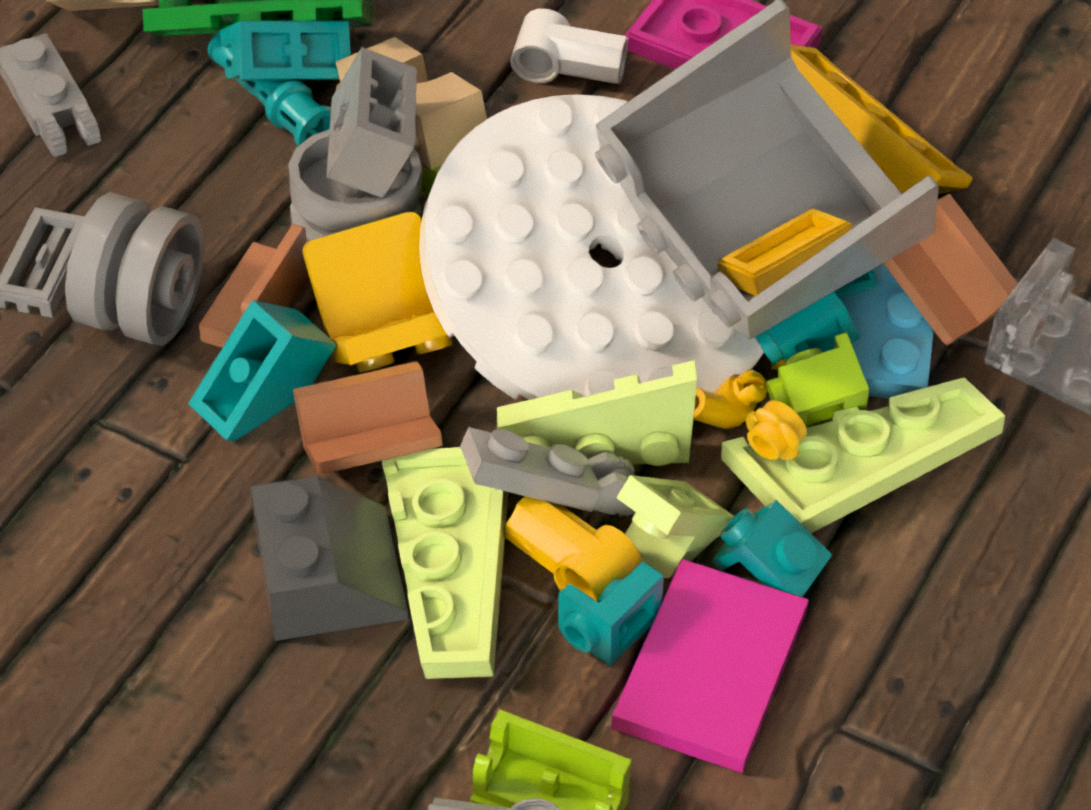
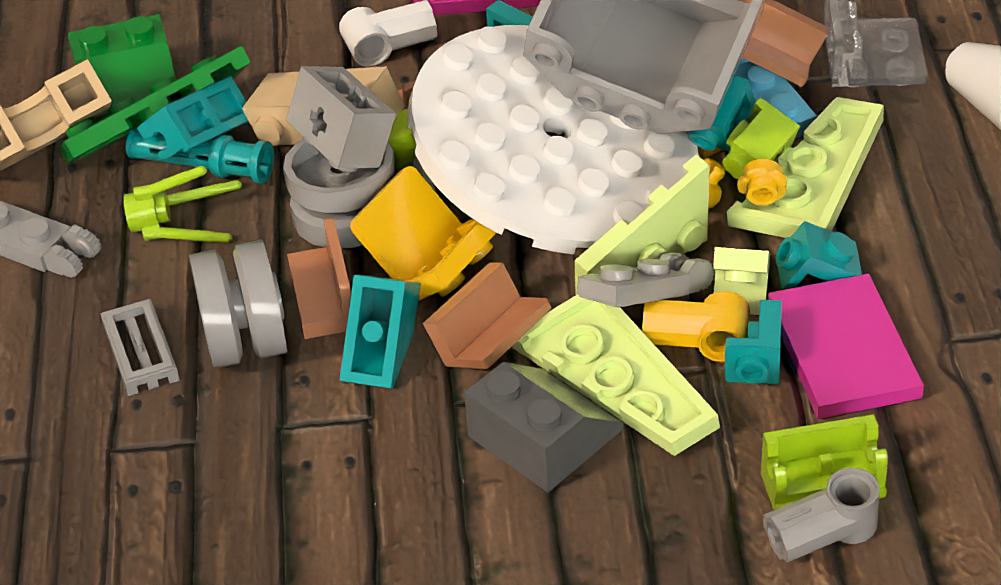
camera: 30 degrees left, 5 degrees down
(174, 122) = (150, 207): none -> lime plant
(781, 250) = (681, 62): yellow tile -> none

